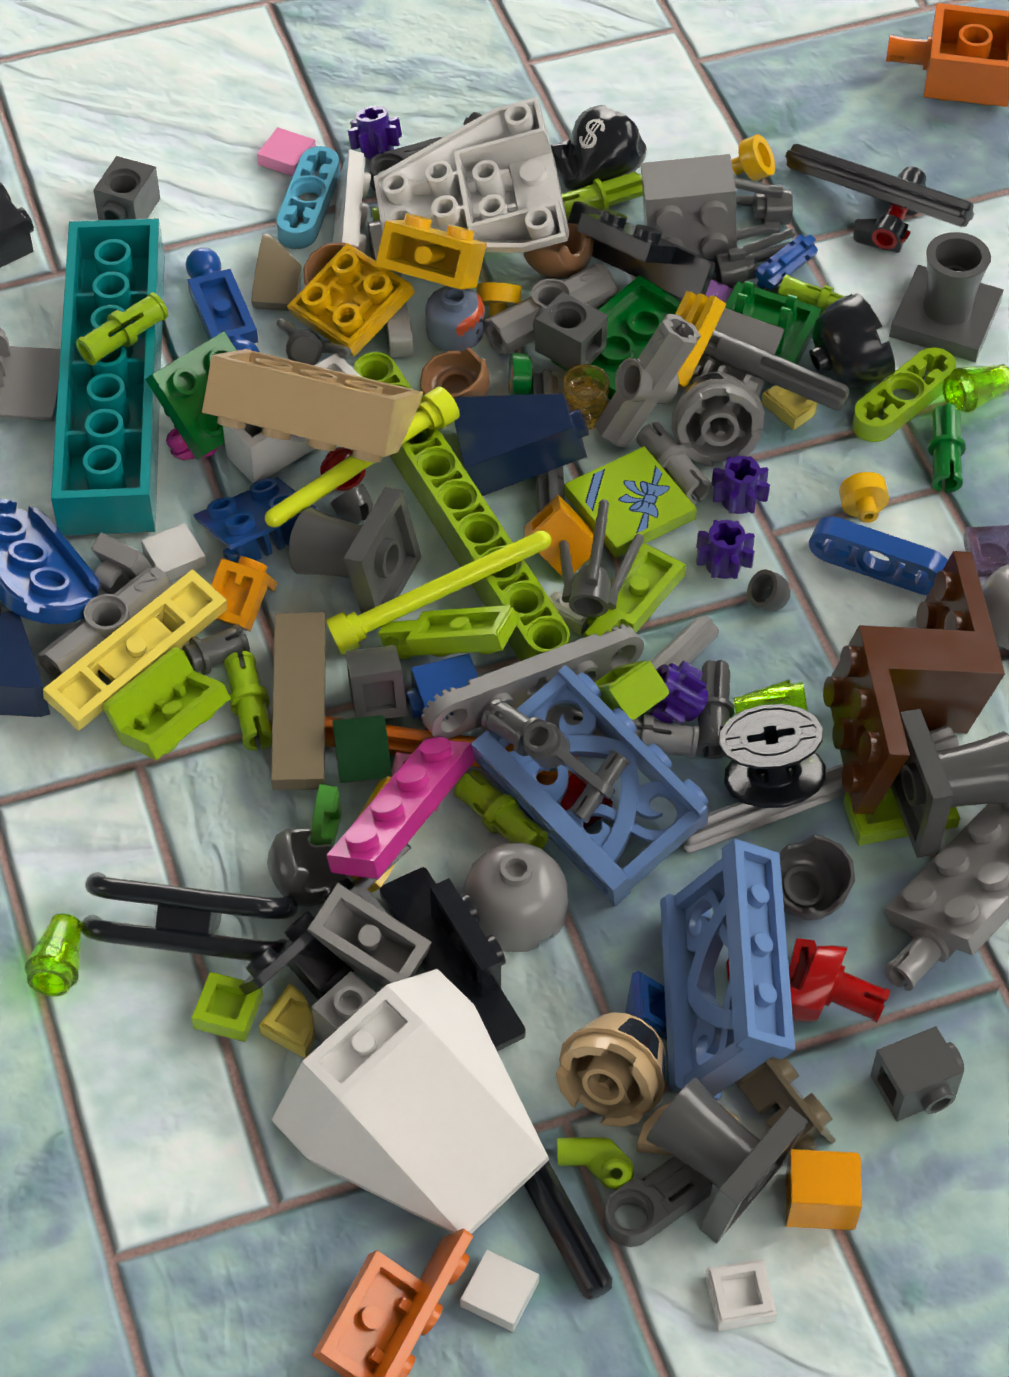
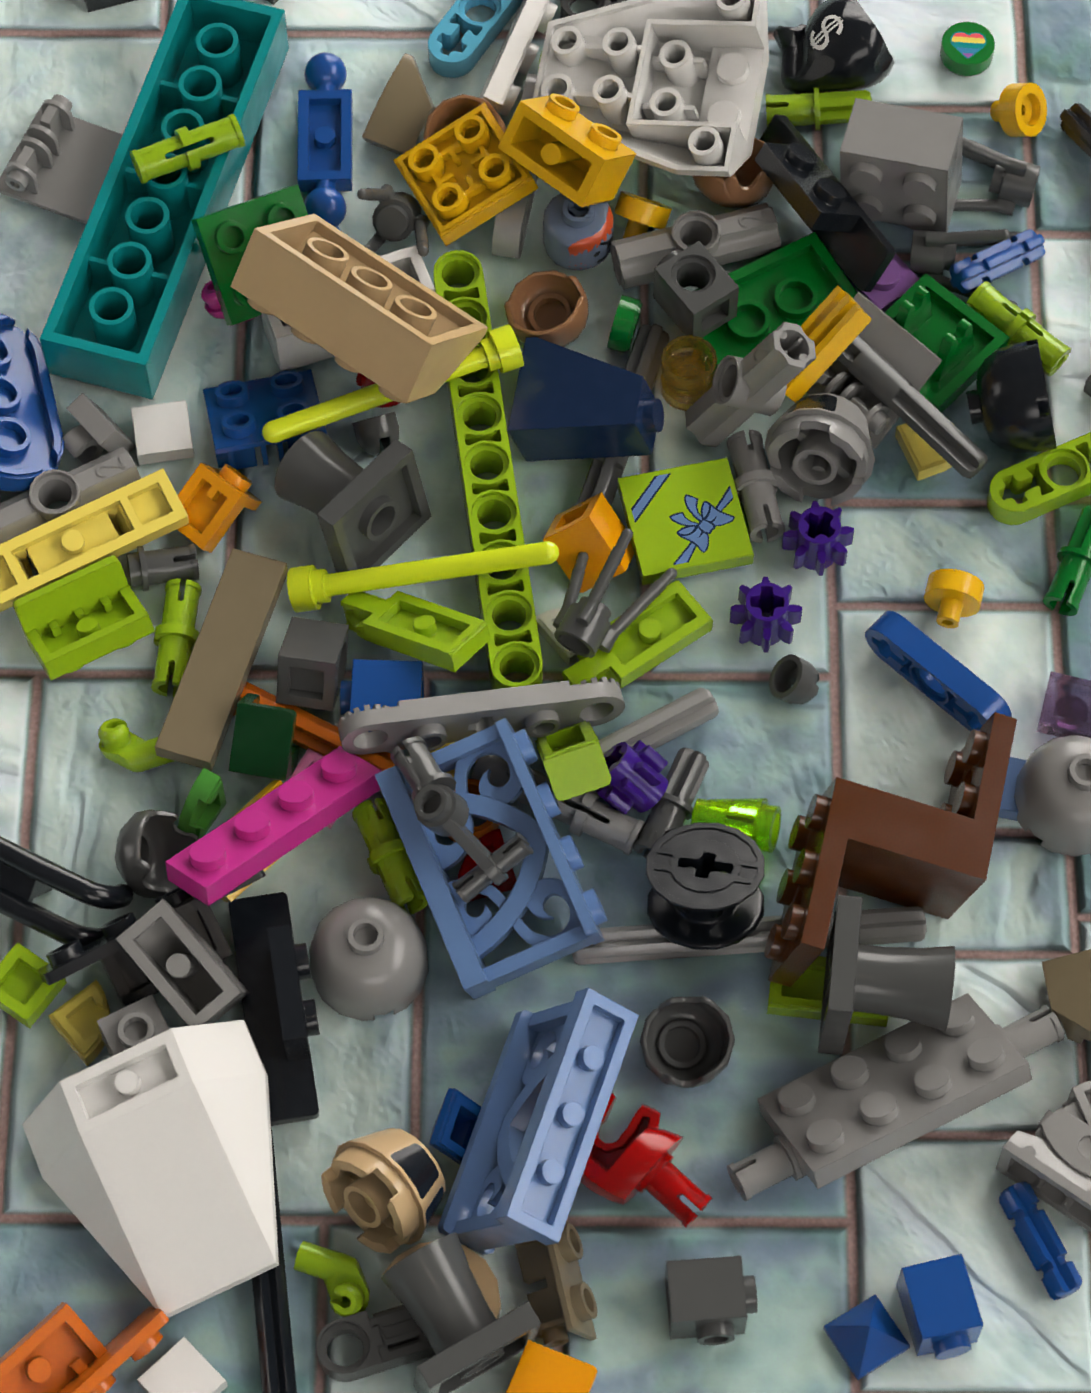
camera: 20 degrees right, 10 degrees up
(245, 798) = (127, 748): none -> lime arm
(693, 131) = (967, 48): none -> green tile

